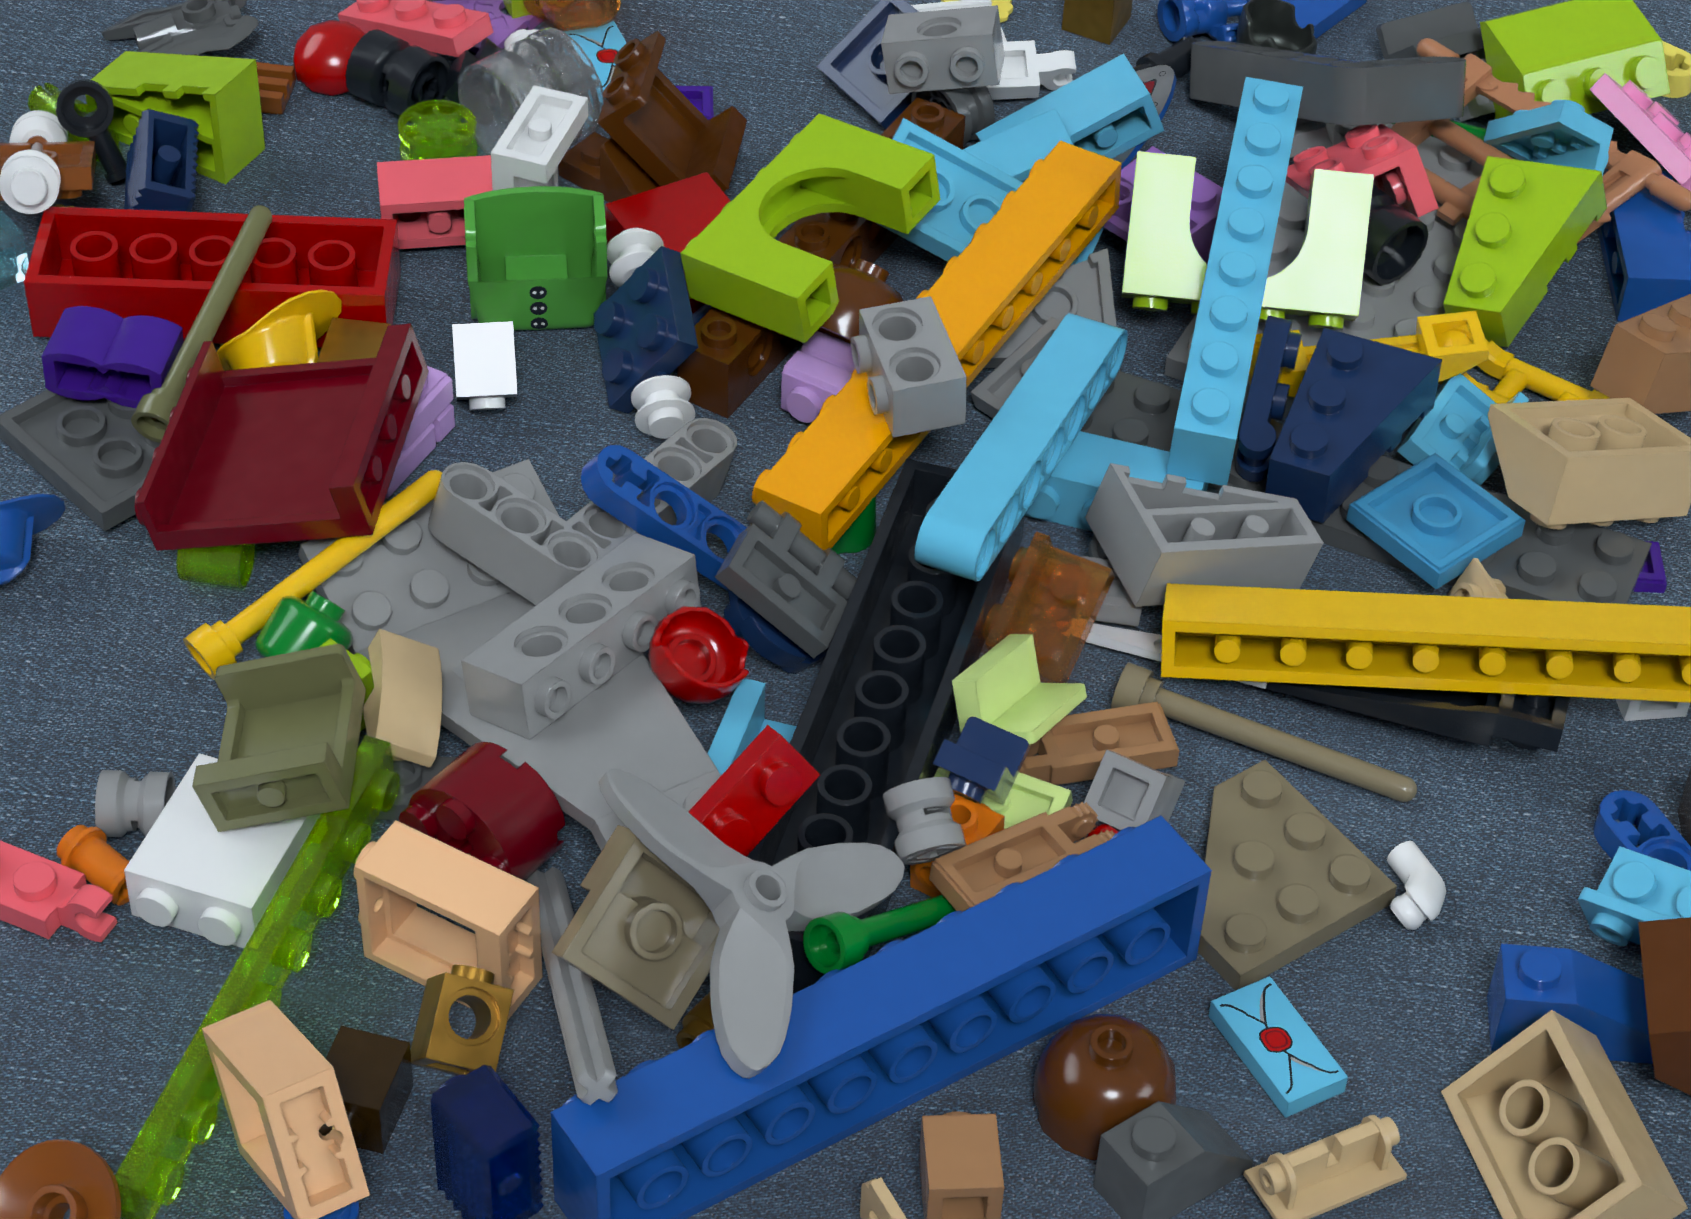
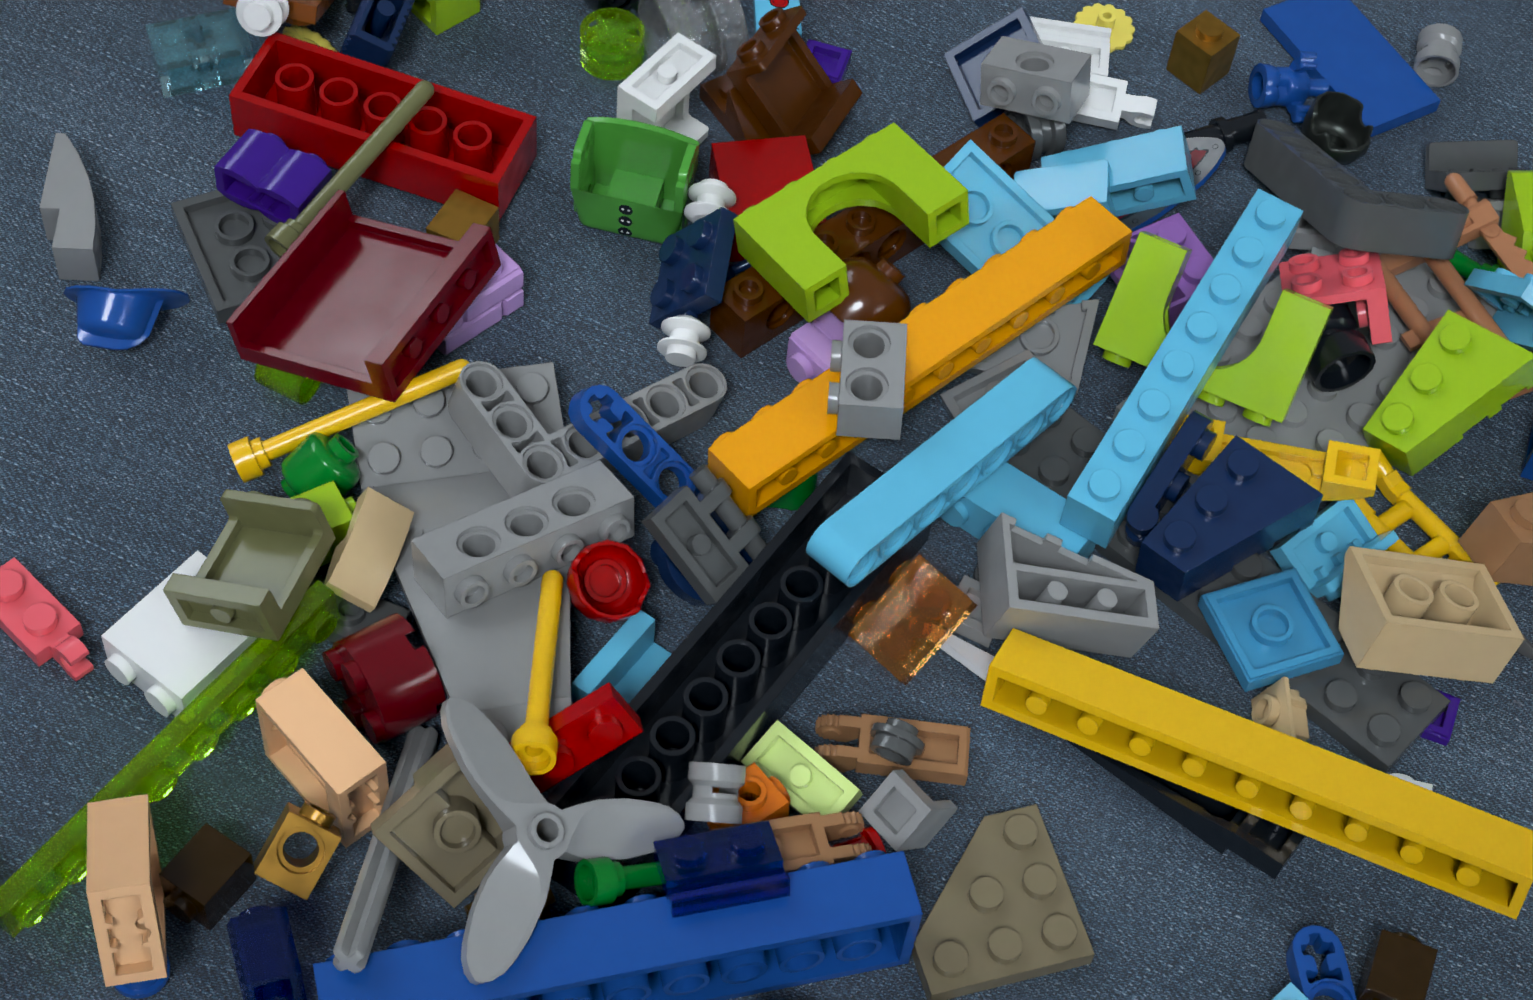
camera: 15 degrees right, 10 degrees up
(103, 866) = (92, 608): orange pin -> none
(130, 804) = (135, 571): light grey wheel -> none
(284, 334) = (409, 199): yellow piece -> none
(430, 197) = (576, 89): coral brick -> none
(484, 364) = (562, 259): white slope -> none
(707, 803) = (535, 740): none -> yellow piece
(971, 885) = (721, 869): none -> clear blue plate
(982, 761) = (791, 749): dark blue bracket -> none
(1008, 692) = (849, 689): yellowish green panel -> none
(1090, 729) = (896, 741): none -> dark grey plate
(1139, 687) = (961, 709): dark tan piece -> none
(1422, 884) = (1116, 963): white arm -> none

